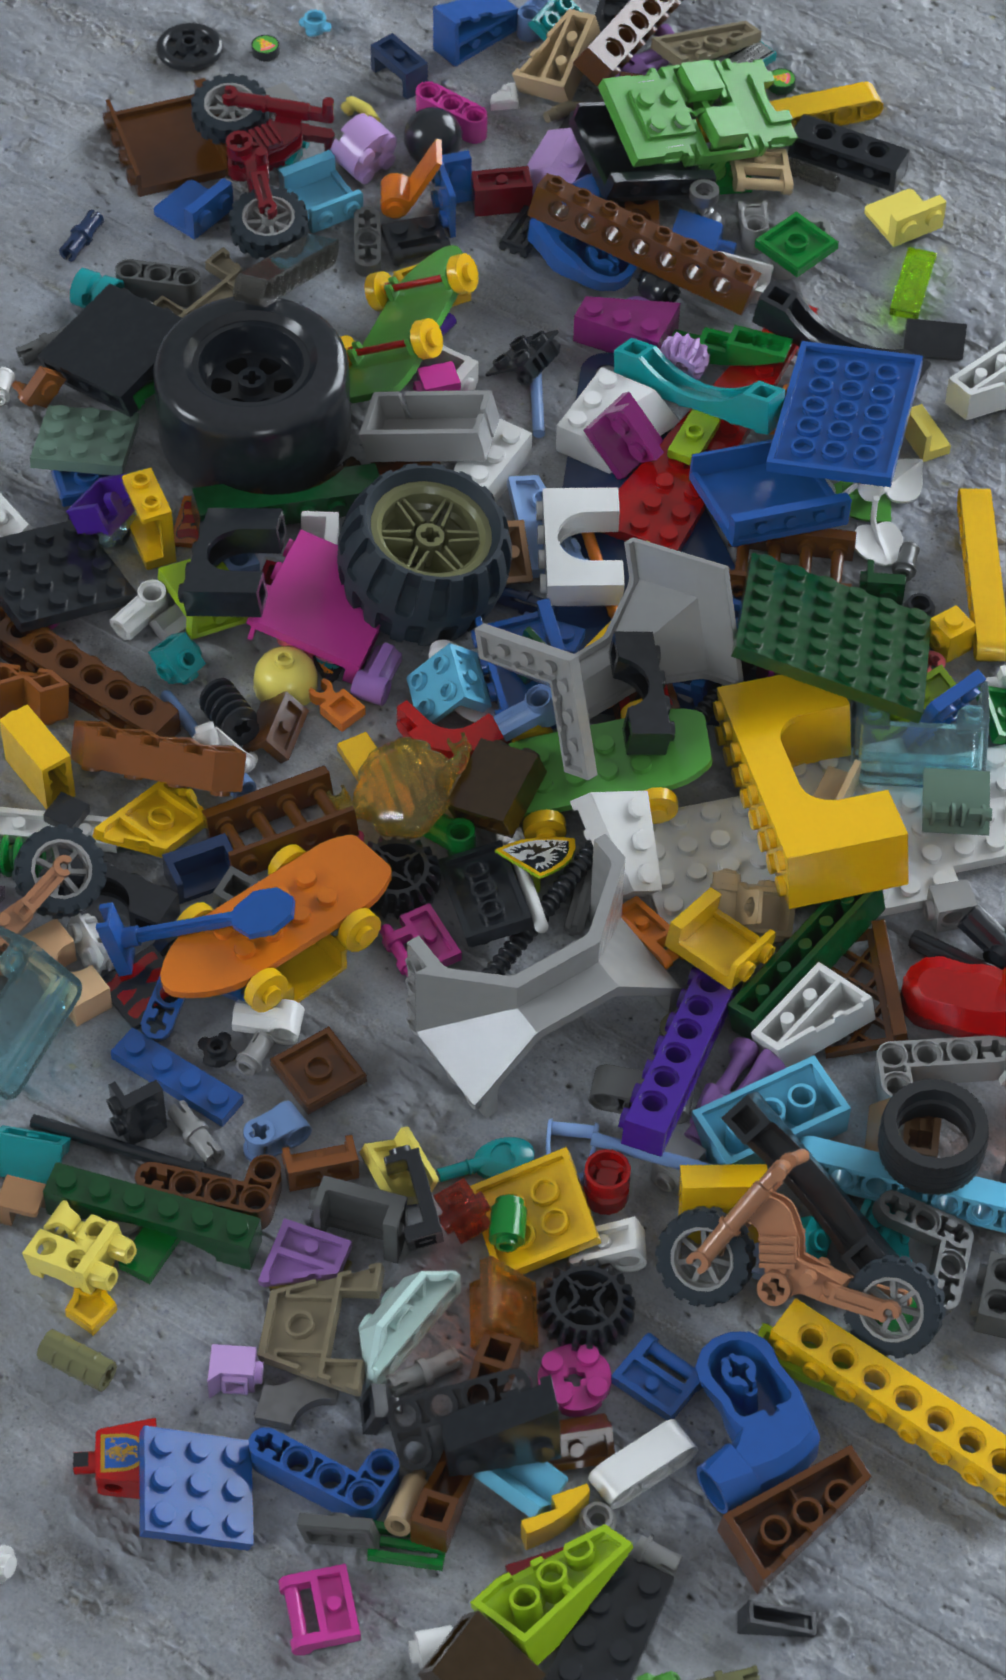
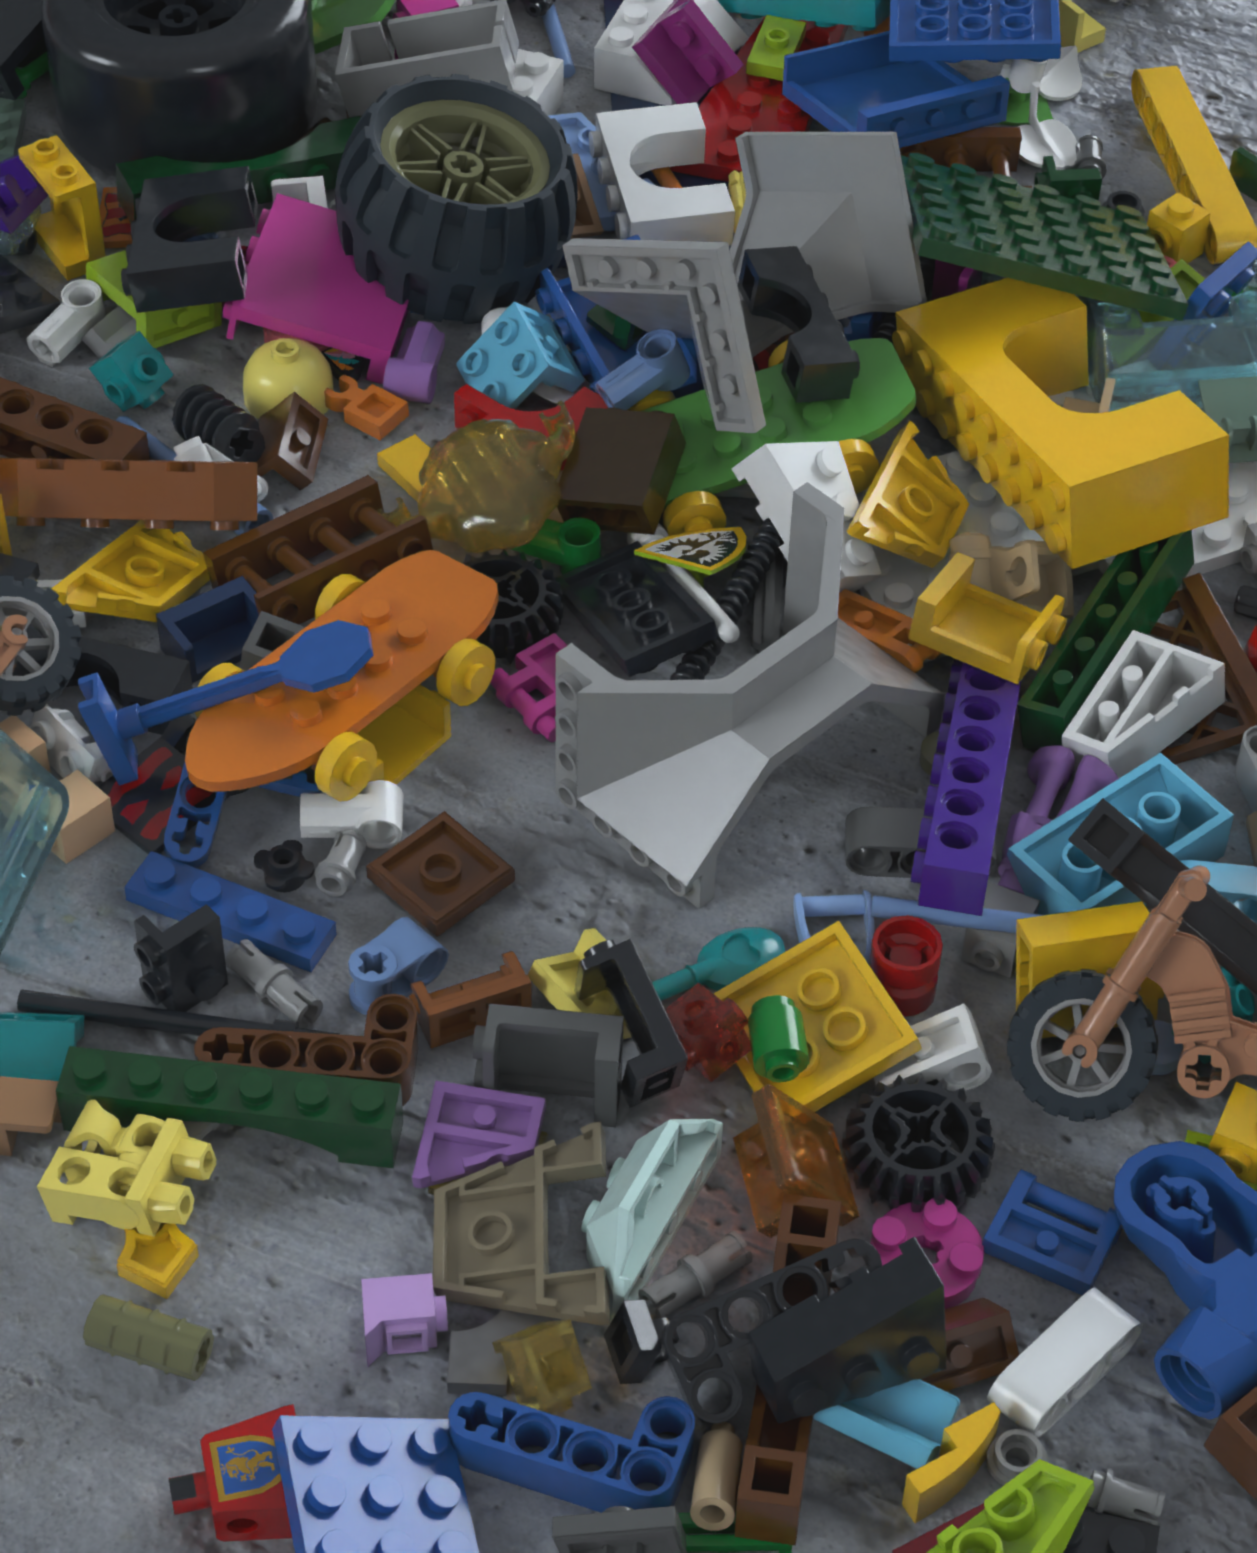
camera: 10 degrees left, 5 degrees down
(152, 1253) = (240, 1161): green tile -> none
(326, 1417) = (545, 1365): none -> clear yellow brick
(692, 840) = (910, 504): none -> yellow wing

